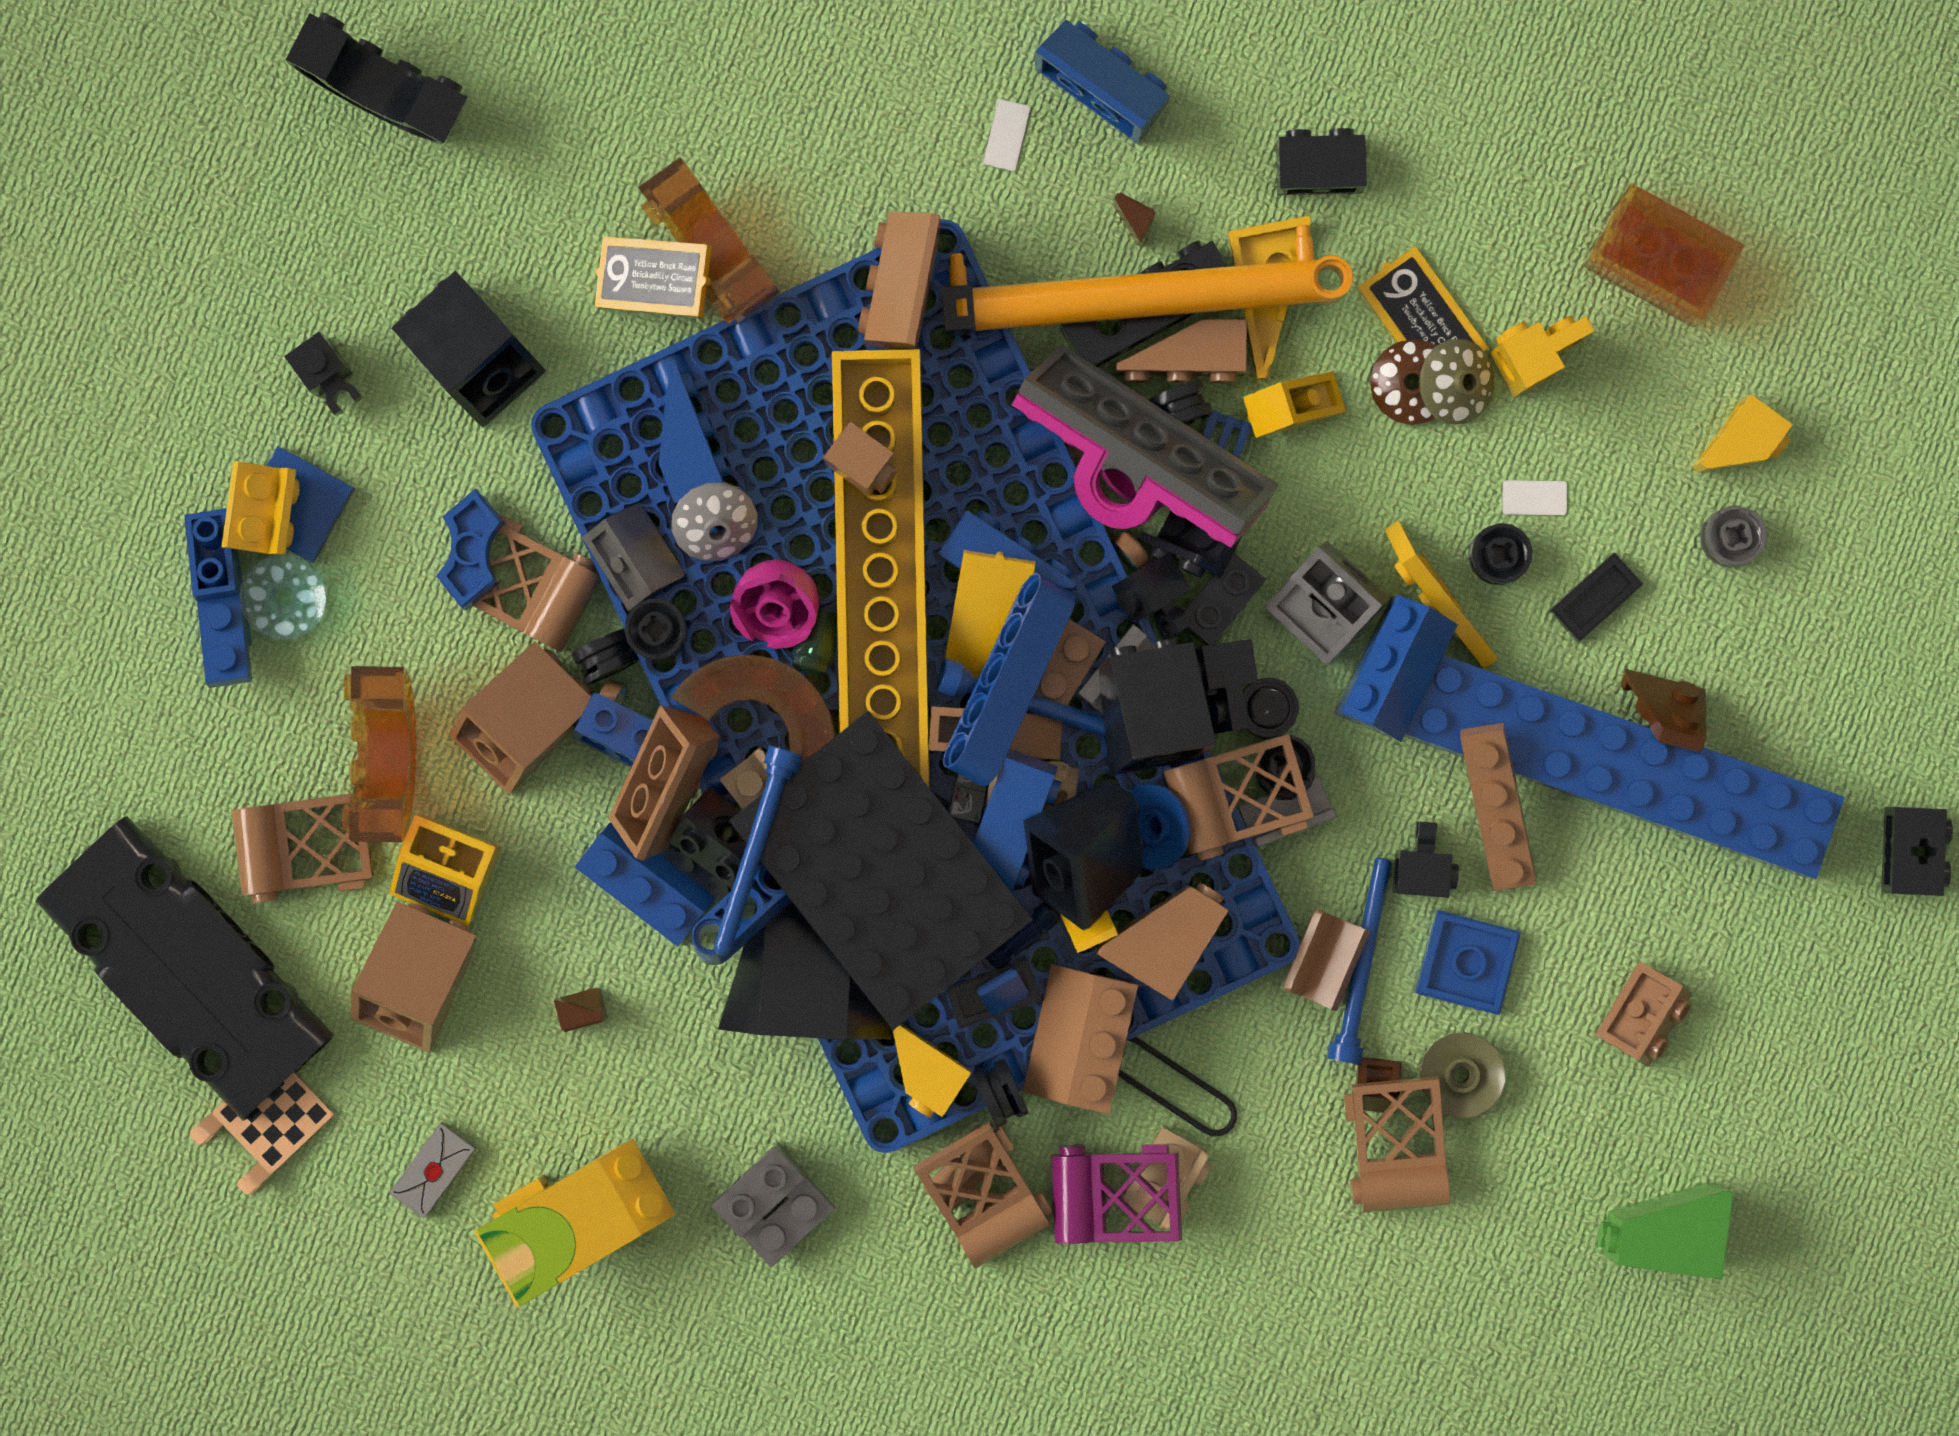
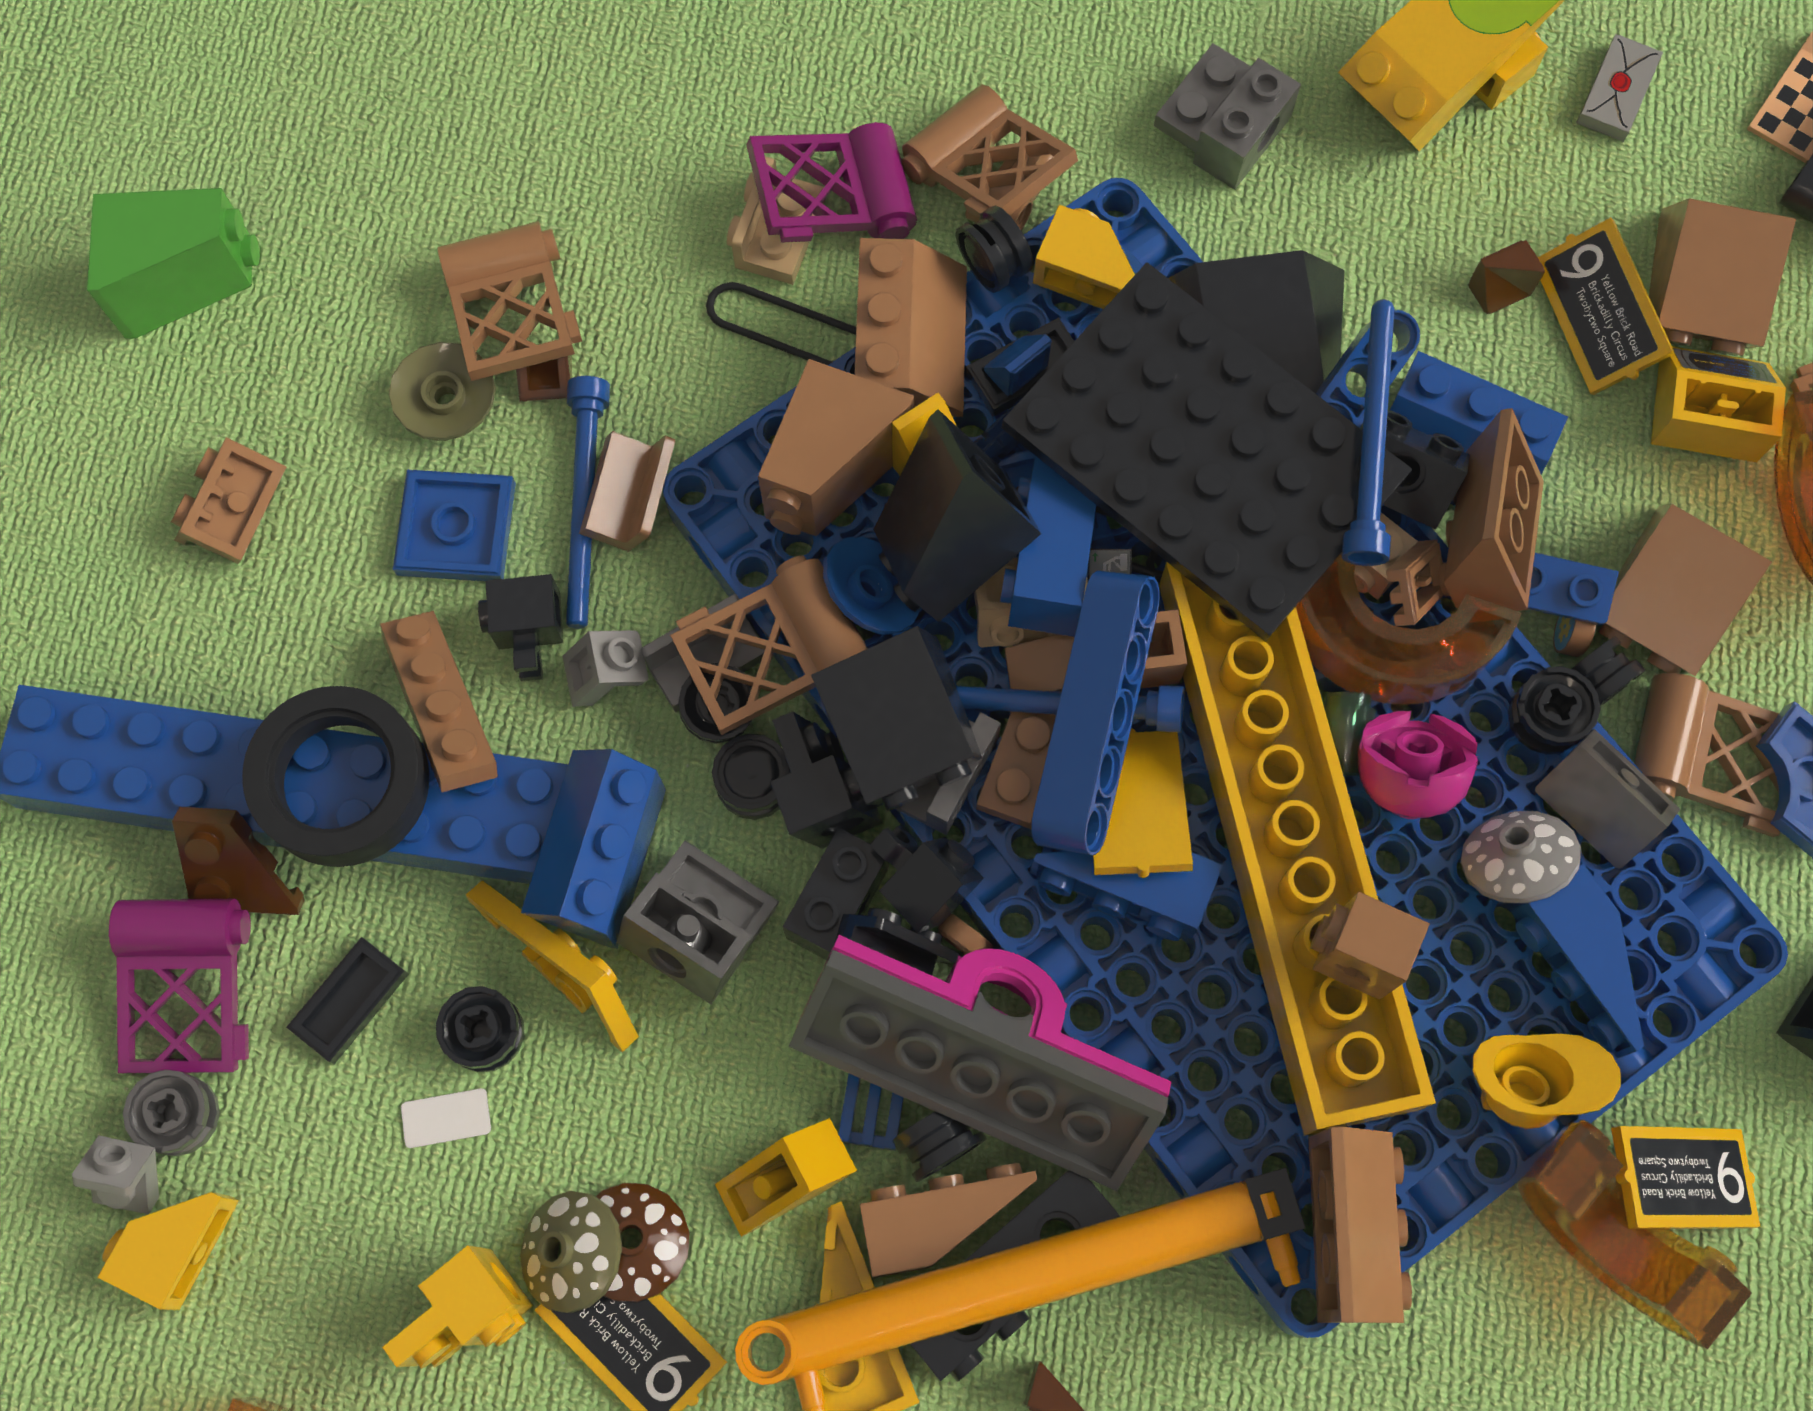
camera: 170 degrees right, 15 degrees down
(511, 967) = (1603, 307): none -> piece
(740, 741) = (1415, 570): none -> medium nougat tile
(744, 359) = (1544, 1076): none -> yellow piece
(1366, 815) = (601, 663): none -> light grey bracket
(1633, 749) = (292, 725): none -> black tyre
(1711, 661) = (179, 936): none -> magenta piece
(1772, 496) = (119, 1174): none -> light grey bracket

